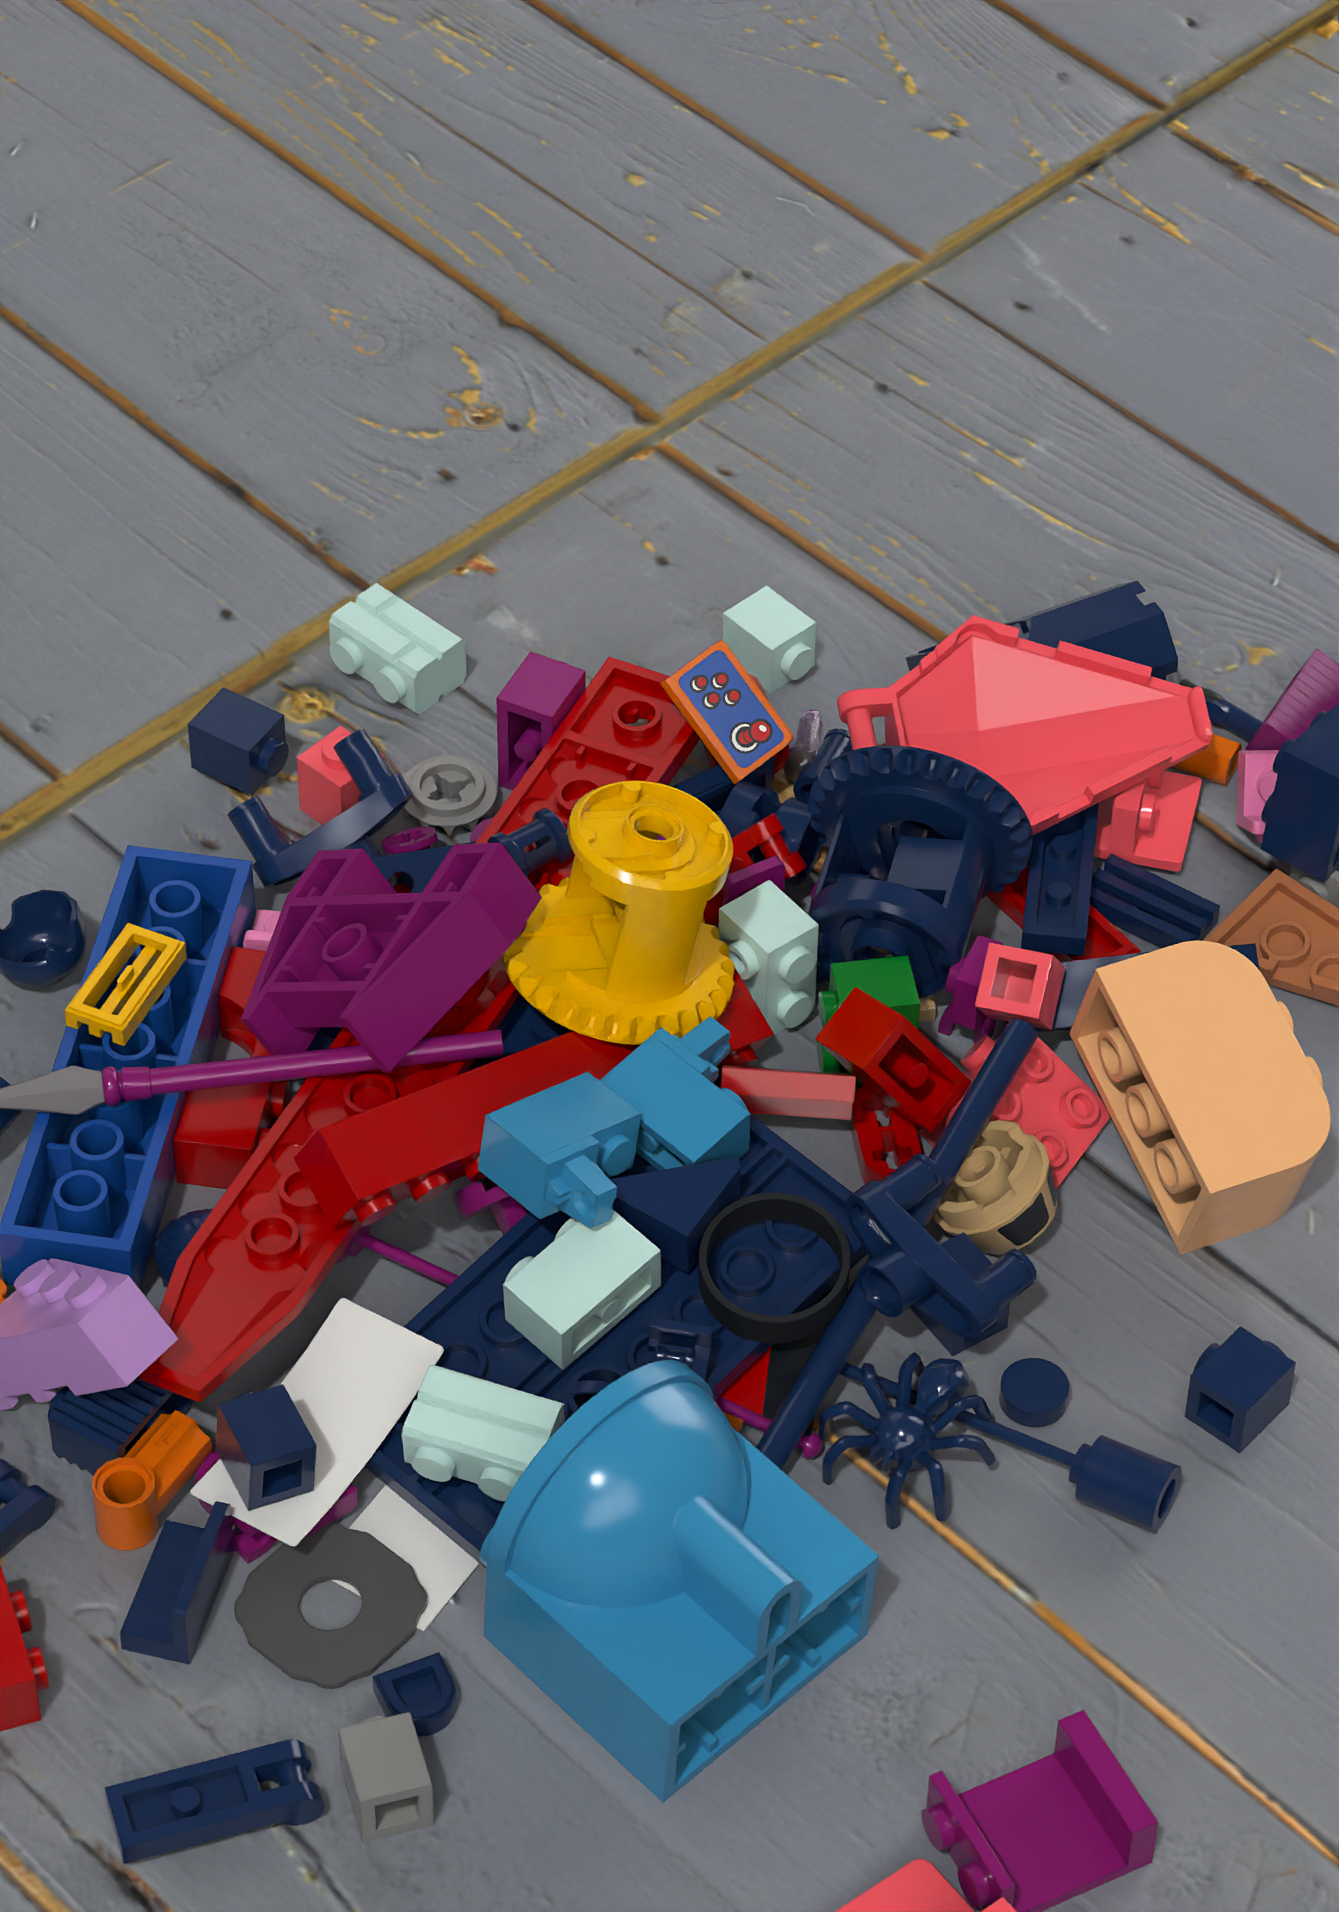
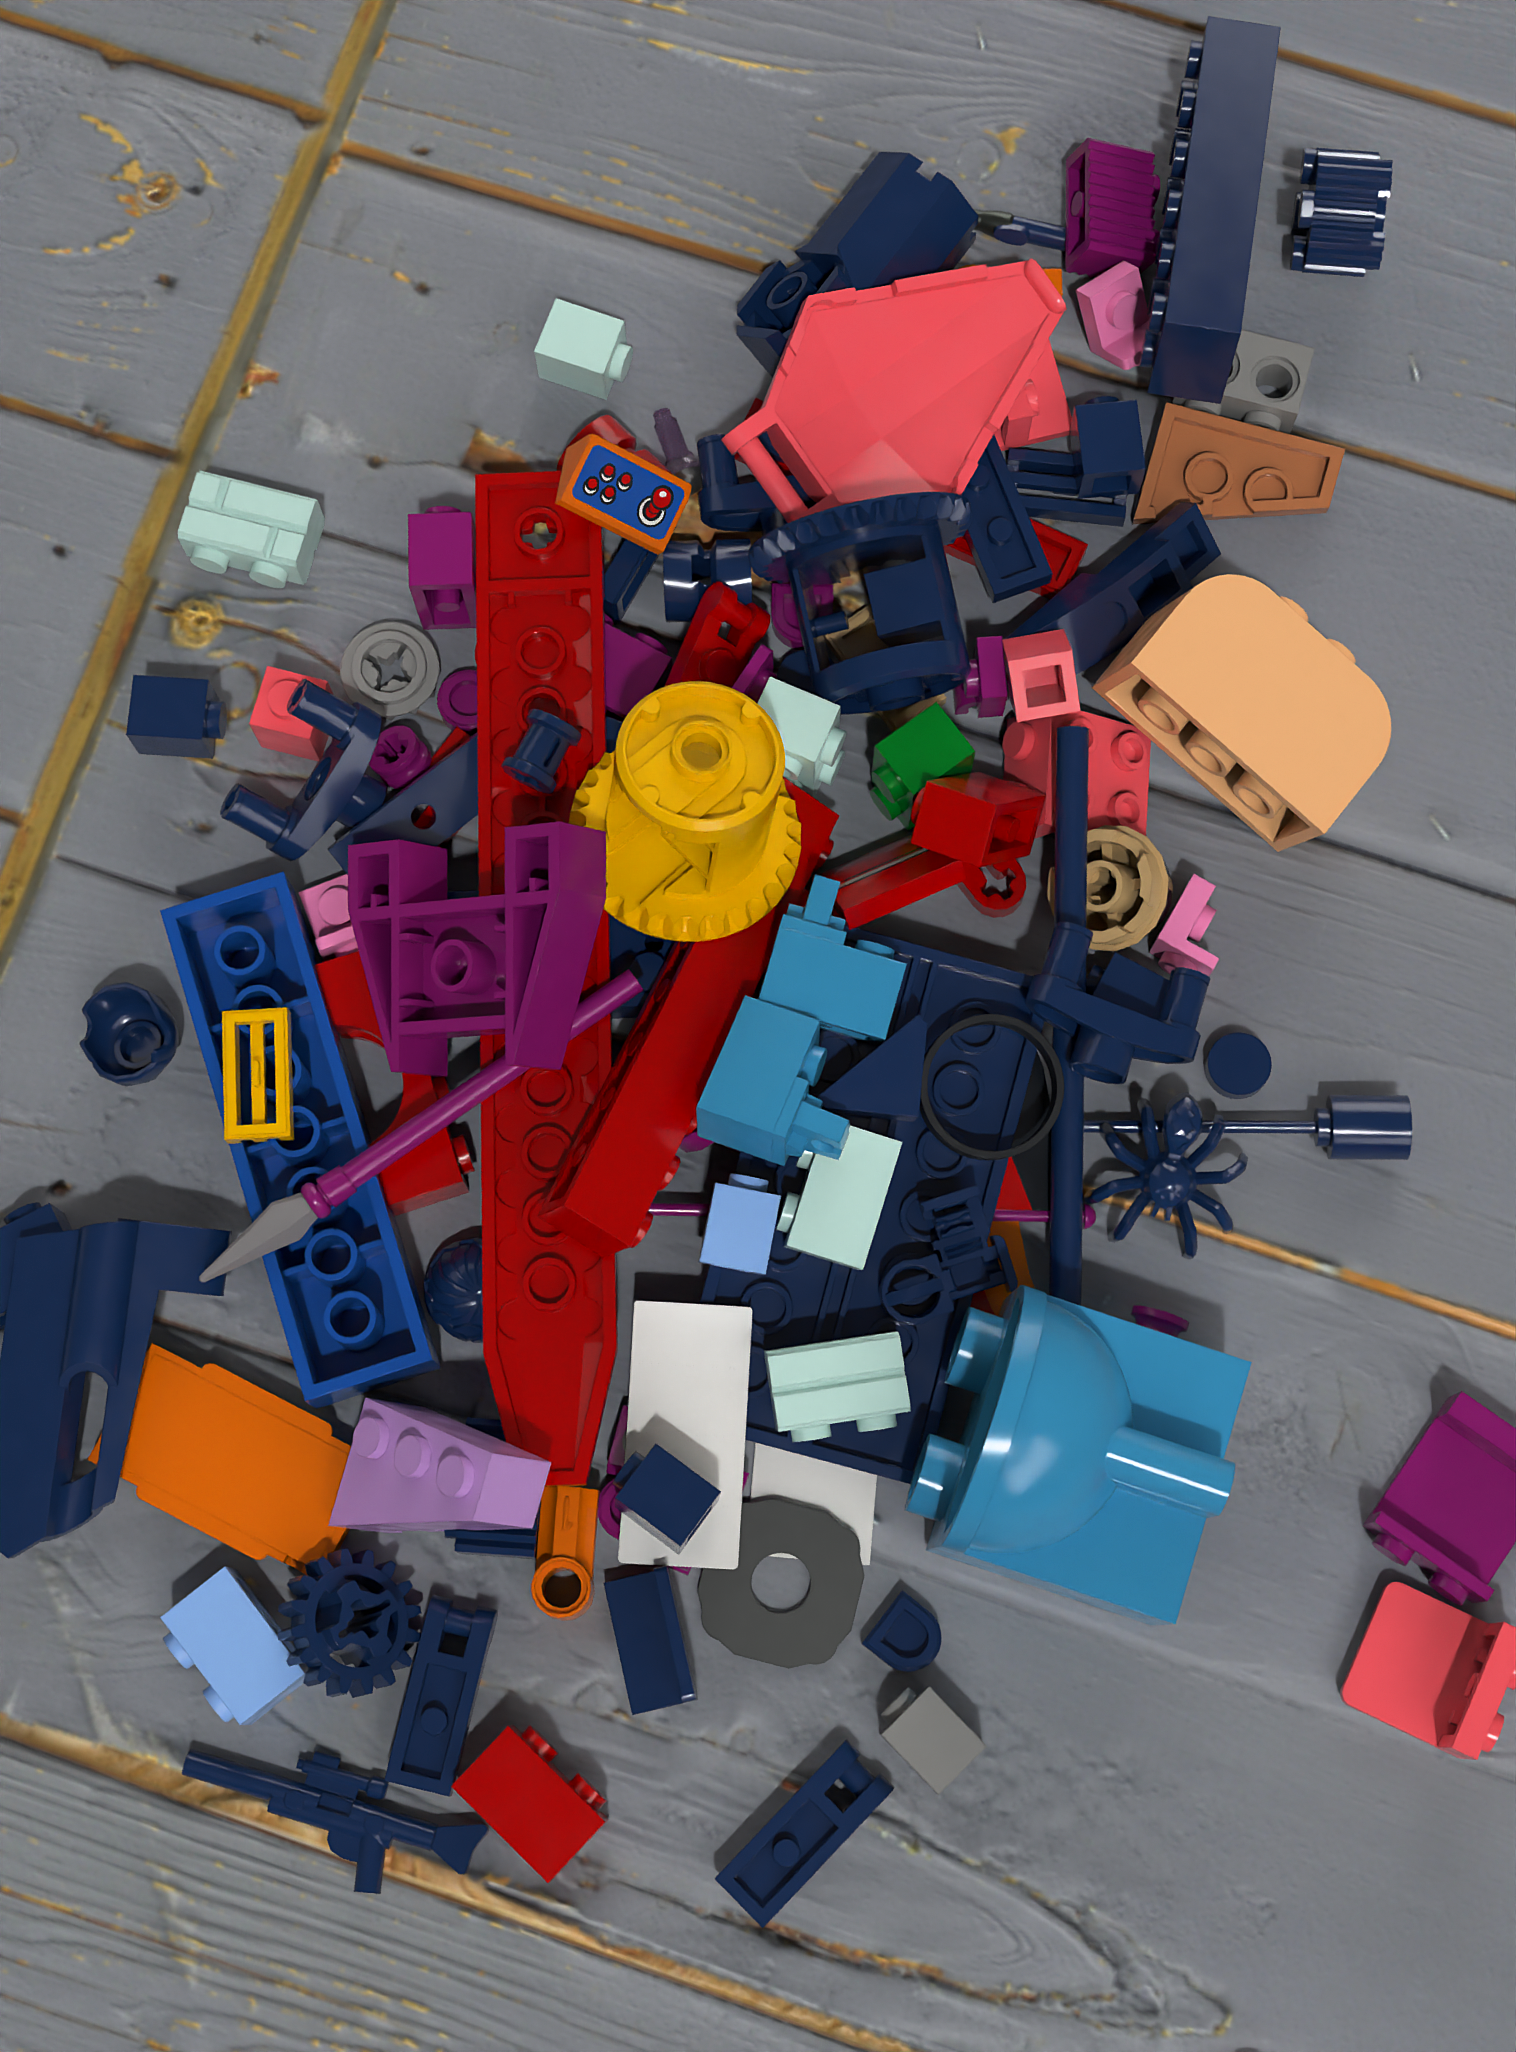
camera: 25 degrees left, 30 degrees up
(468, 1266) = (740, 1225): none -> light blue brick
(1058, 1252) = (1190, 920): none -> bright pink bracket
(1196, 875) = (1107, 448): none -> dark blue brick
(1239, 1388) = (1407, 980): dark blue brick -> none

